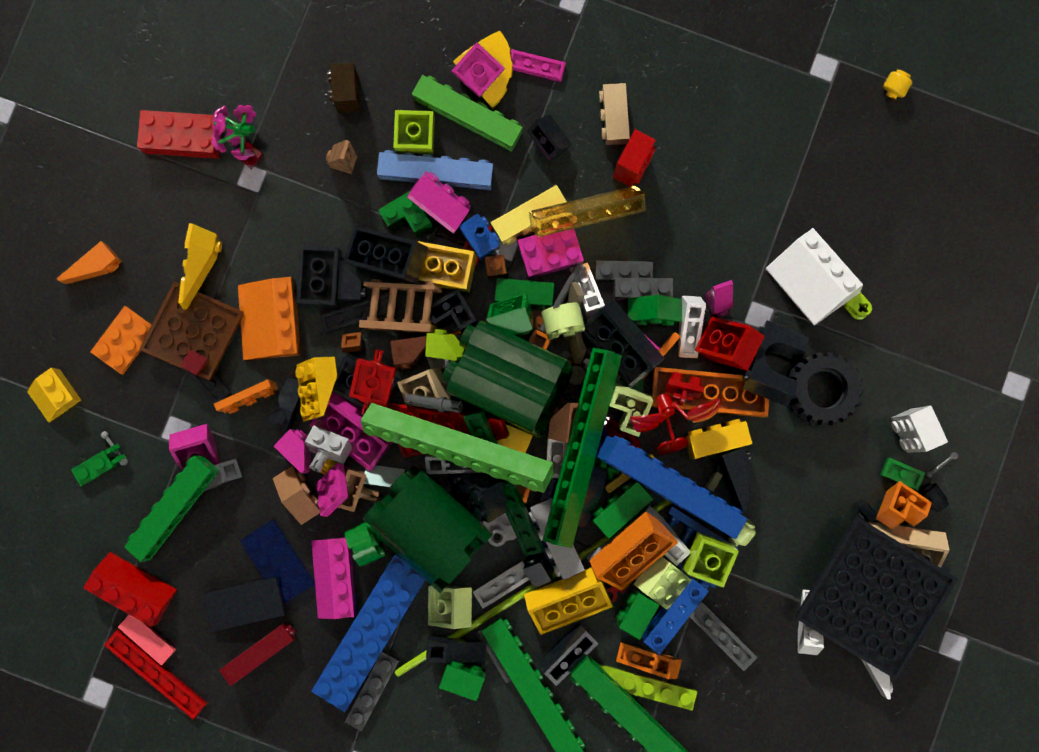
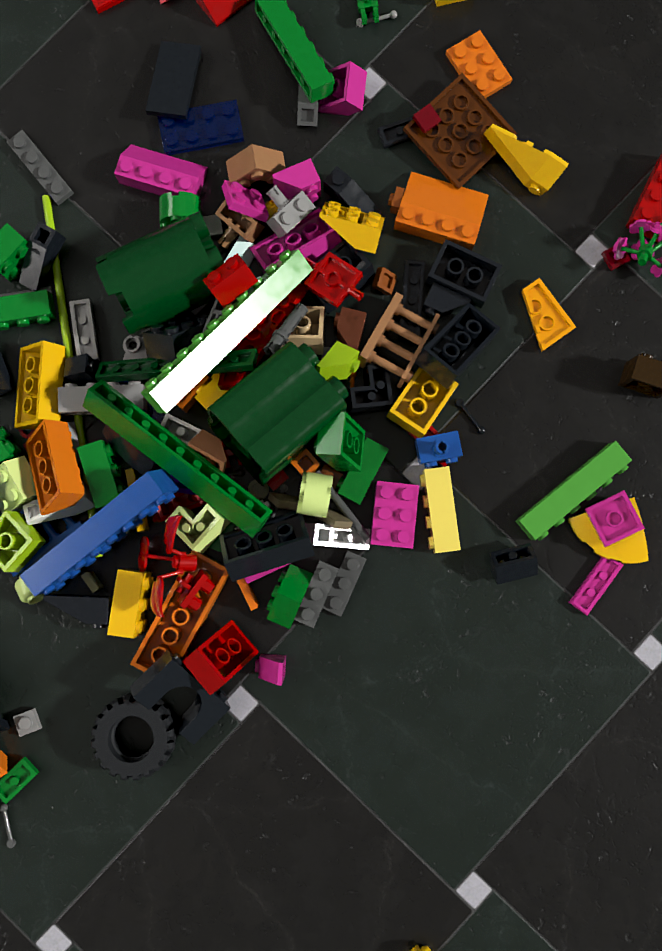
camera: 115 degrees right, 0 degrees up
(96, 262) = (567, 68): orange slope -> none
(246, 397) = (371, 160): orange plate -> none
(258, 653) = (119, 71): dark red slope -> none
(275, 361) = (395, 200): none -> dark orange plate
(325, 194) = (546, 314): none -> light orange wing
(342, 157) = (576, 345): medium nougat slope -> none
(360, 512) = (214, 225): none -> light grey tile
(369, 634) = (89, 179): blue brick -> none
(405, 210) = (496, 389): green brick -> none
(414, 132) = (574, 427): lime brick -> none
(414, 463) = (230, 280): none -> red brick
(439, 201) = (491, 421): dark pink slope -> none
(450, 608) = (79, 272): yellowish green slope -> none
(452, 172) = (526, 433): medium blue brick -> none
(495, 267) = (401, 453): dark orange brick -> none
(587, 211) = (419, 569): clear yellow brick -> none
(614, 114) = (511, 643): tan brick -> none
(635, 158) = (456, 642): red brick -> none
(691, 326) = (258, 627): white slope -> none
(814, 277) = (253, 778): white slope -> none
(851, 485) = (27, 722): none -> light grey plate
(857, 302) = (214, 809): lime piece -> none
(918, 429) = (47, 817): white brick -> none

